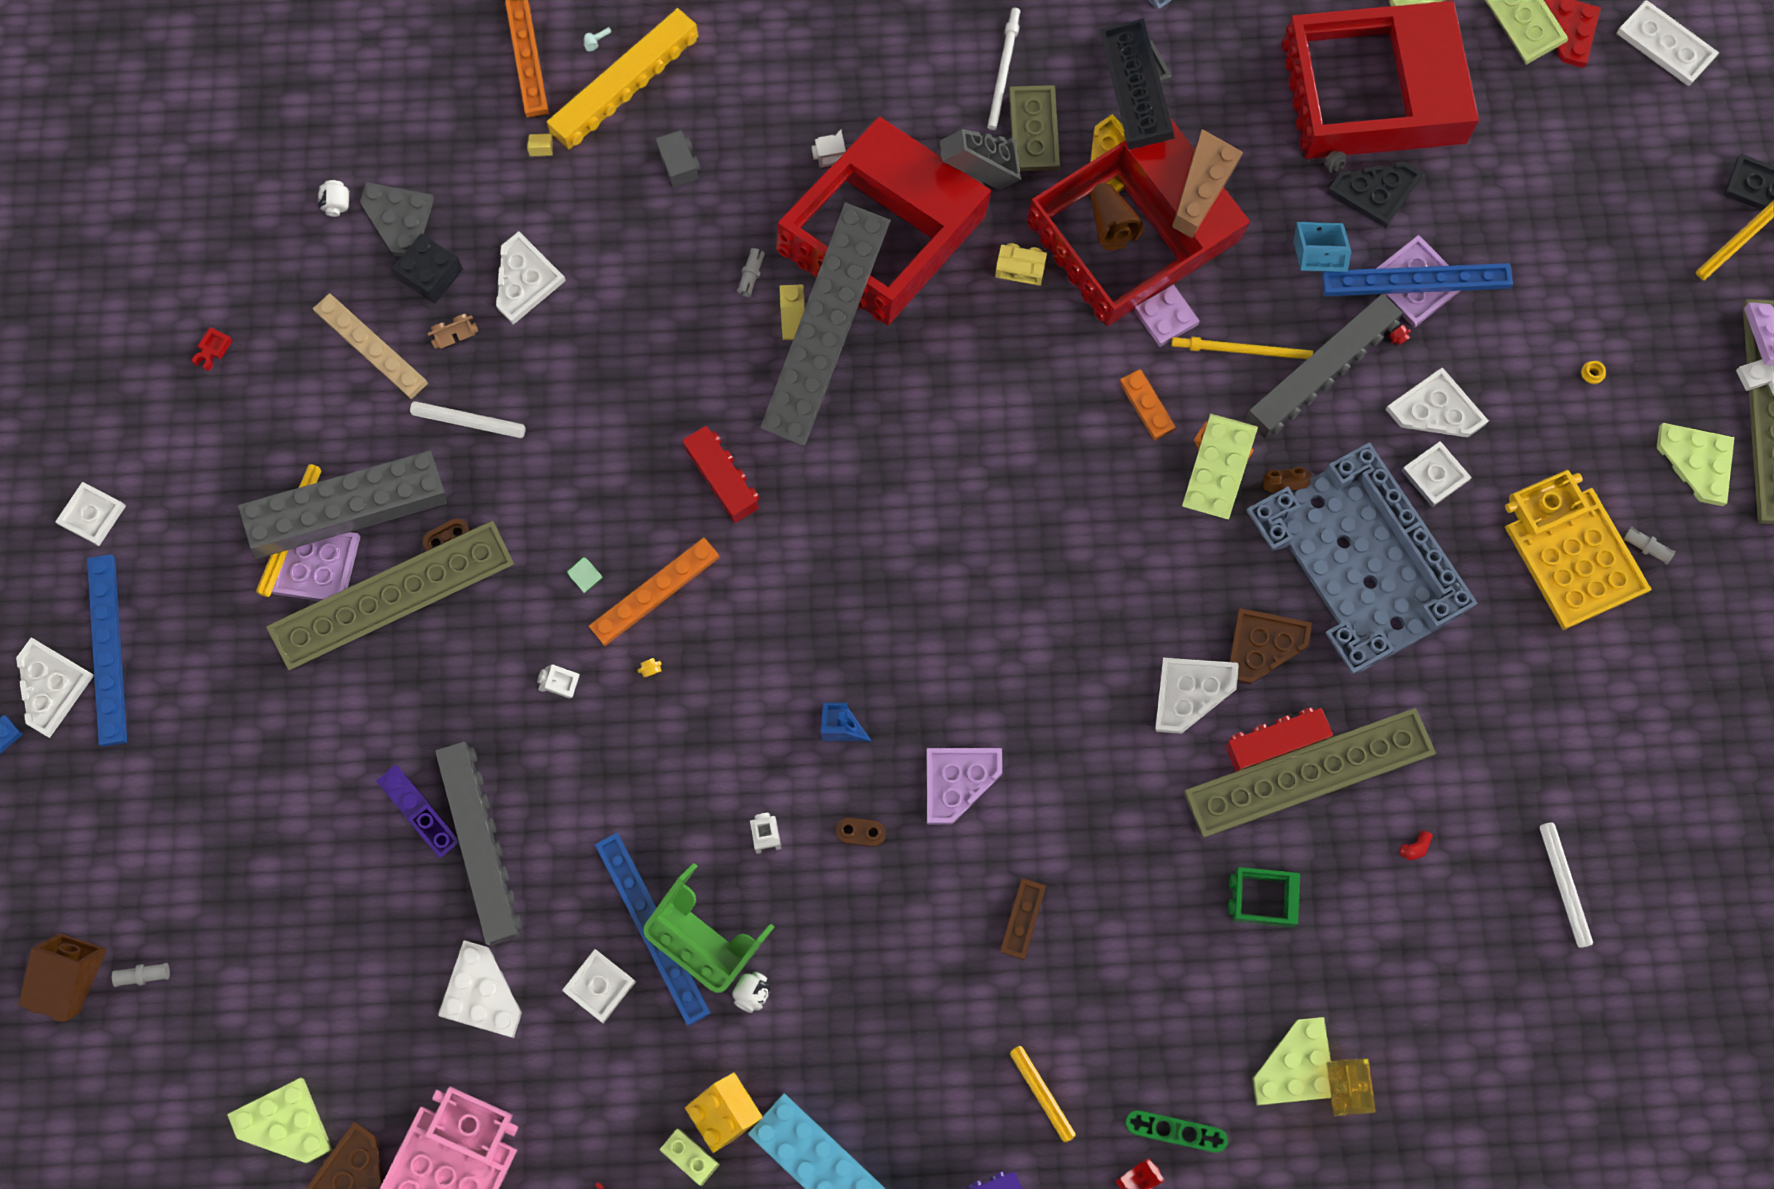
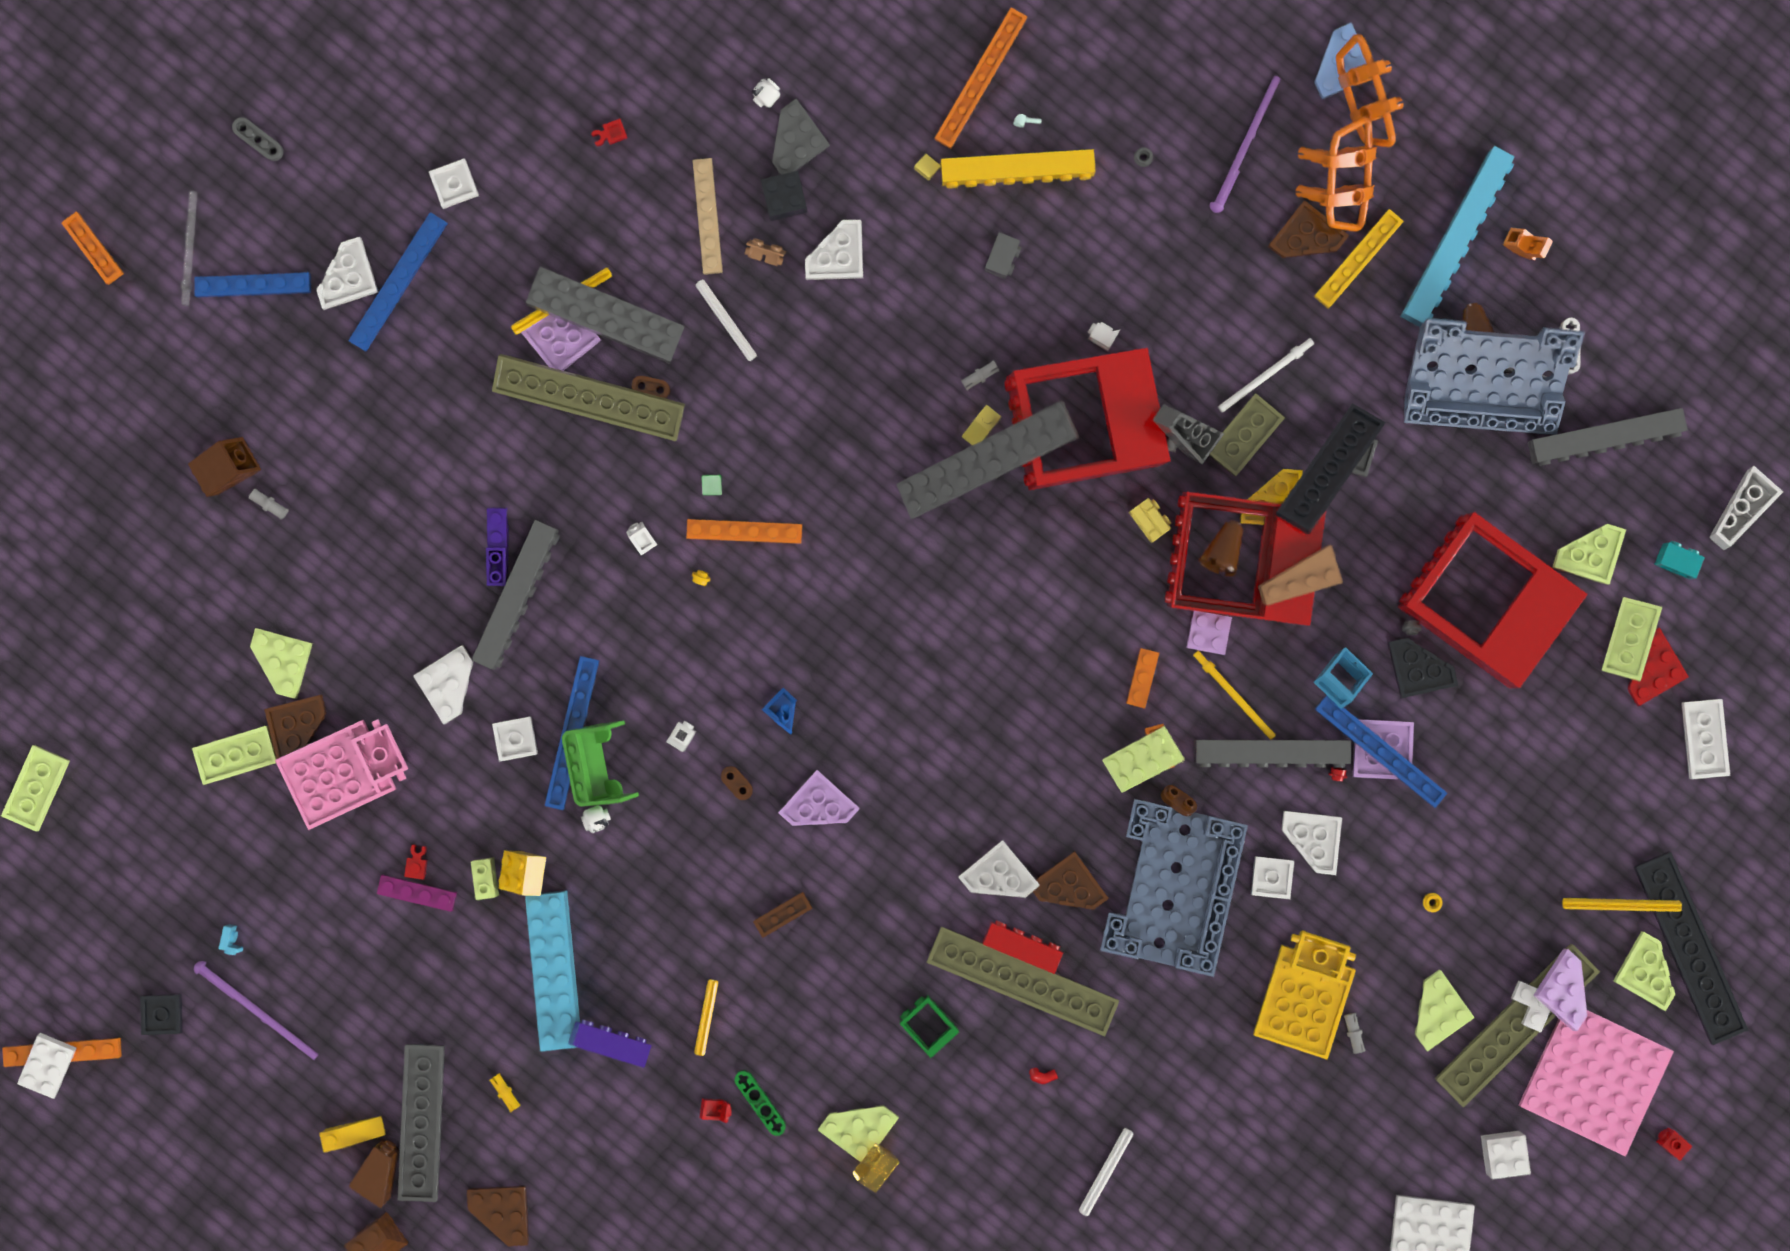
camera: 40 degrees right, 15 degrees up
(721, 474) = (845, 493): red brick -> none

